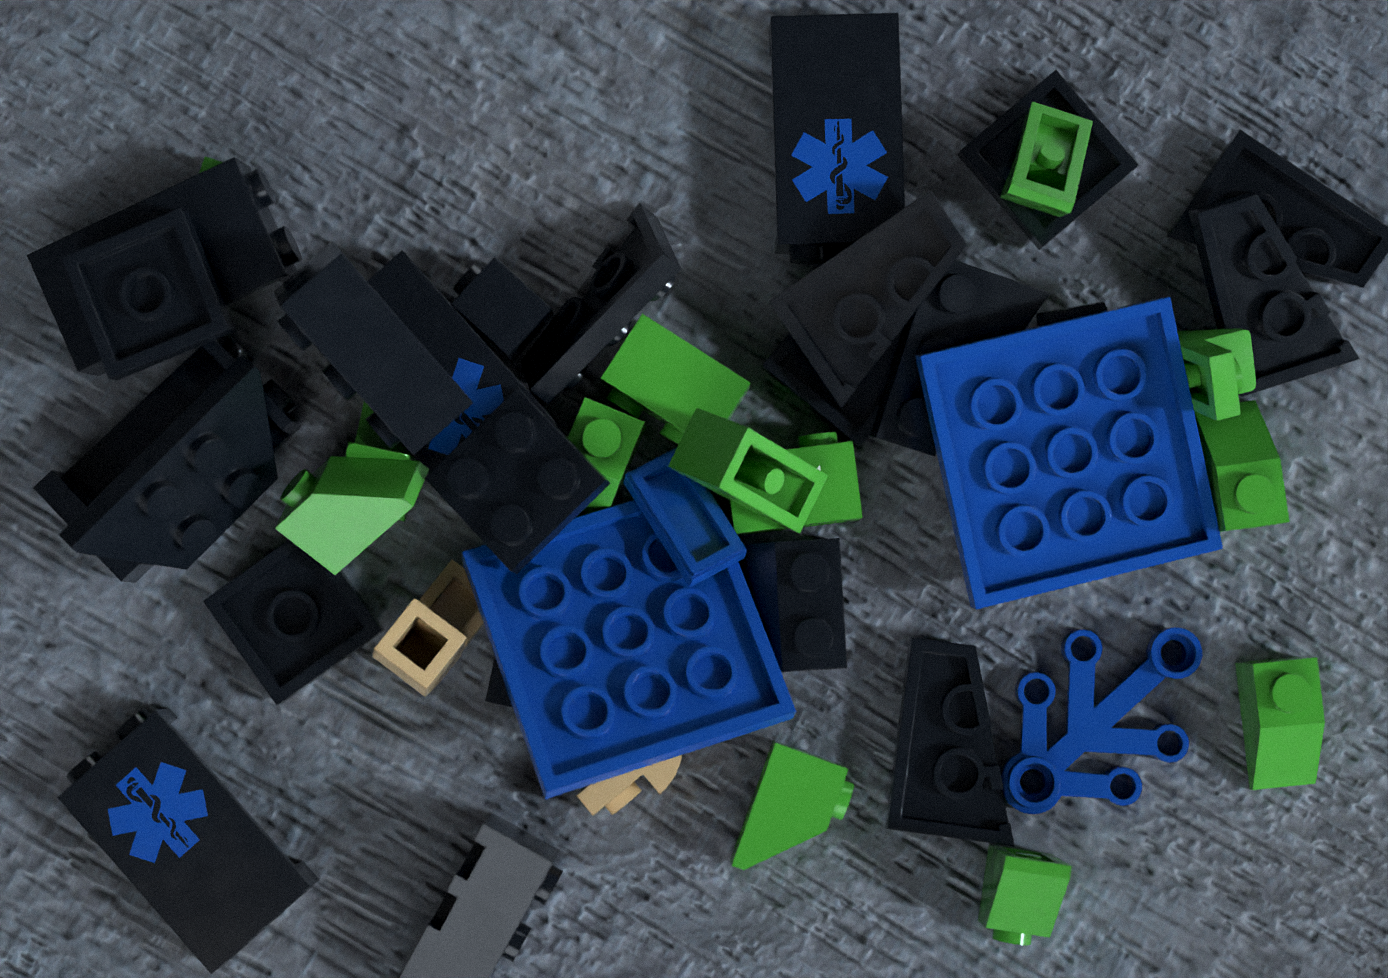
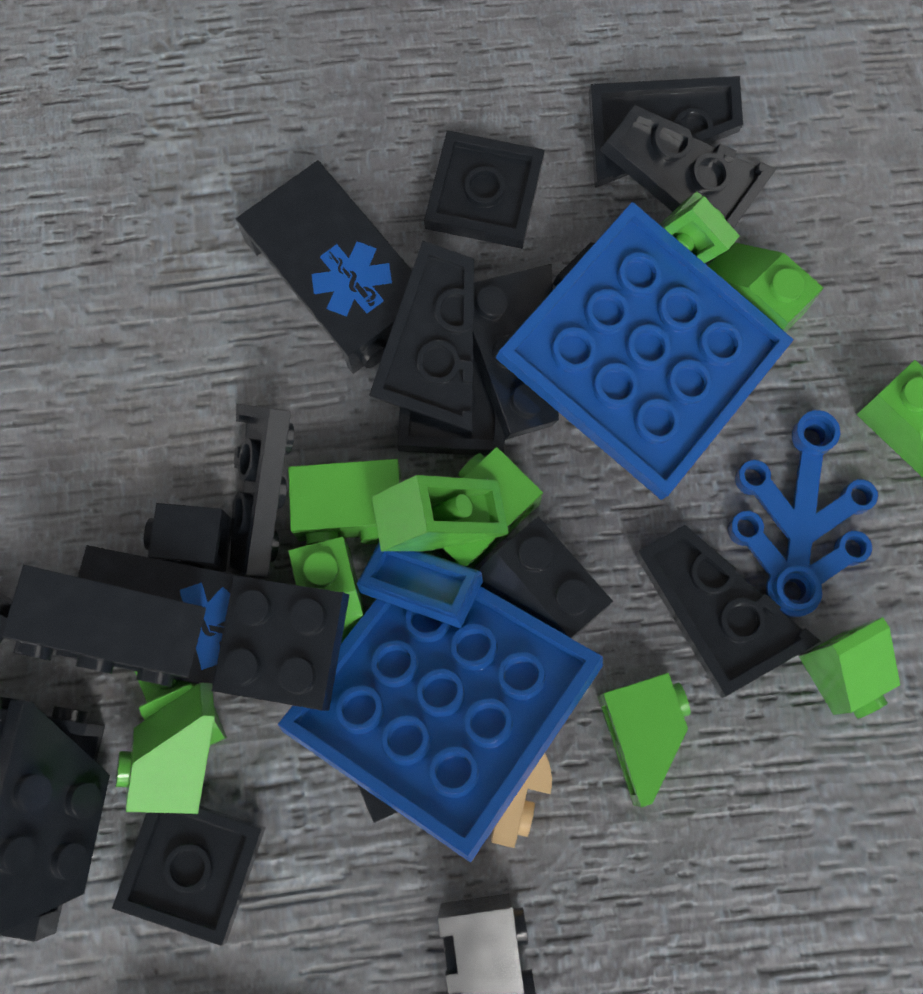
camera: 30 degrees left, 10 degrees down
(432, 631) = (299, 803): tan brick -> none
(1048, 160) = (490, 182): bright green slope -> none

